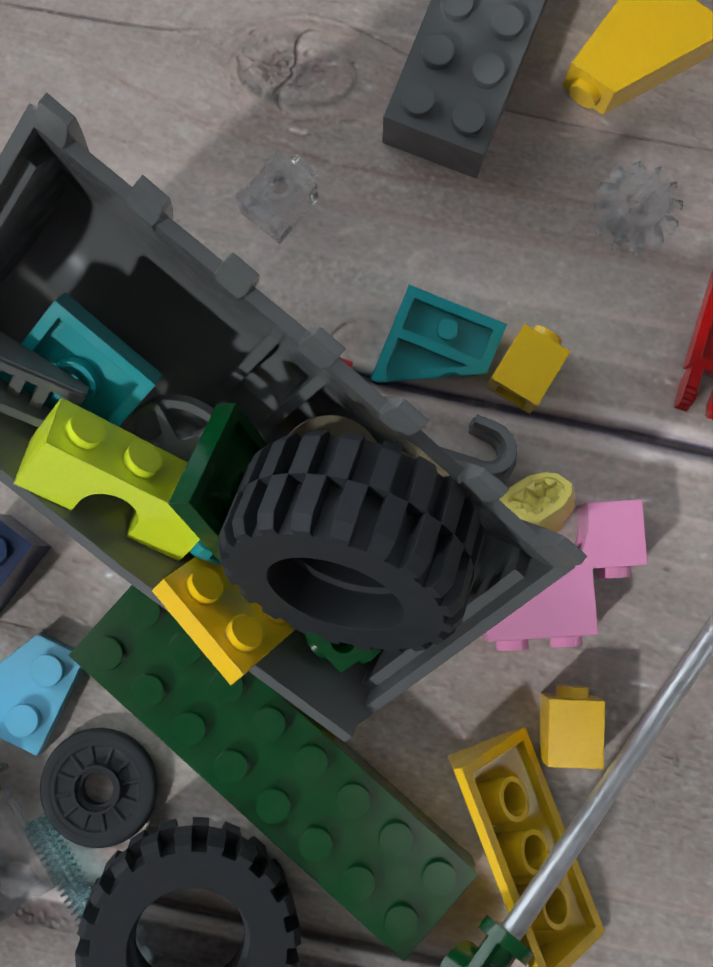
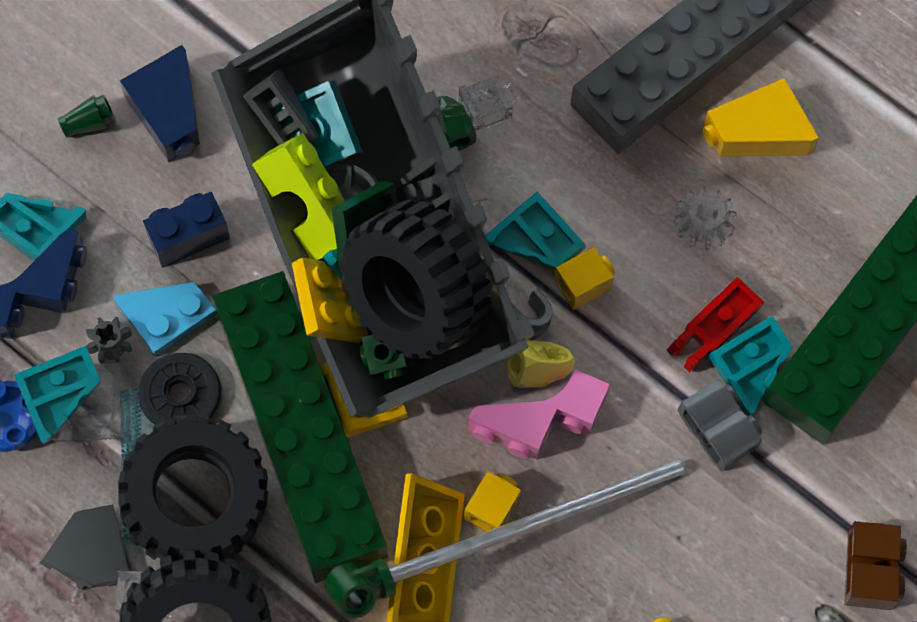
camera: 20 degrees right, 15 degrees down
(251, 242) = (455, 123): none -> dark green rock

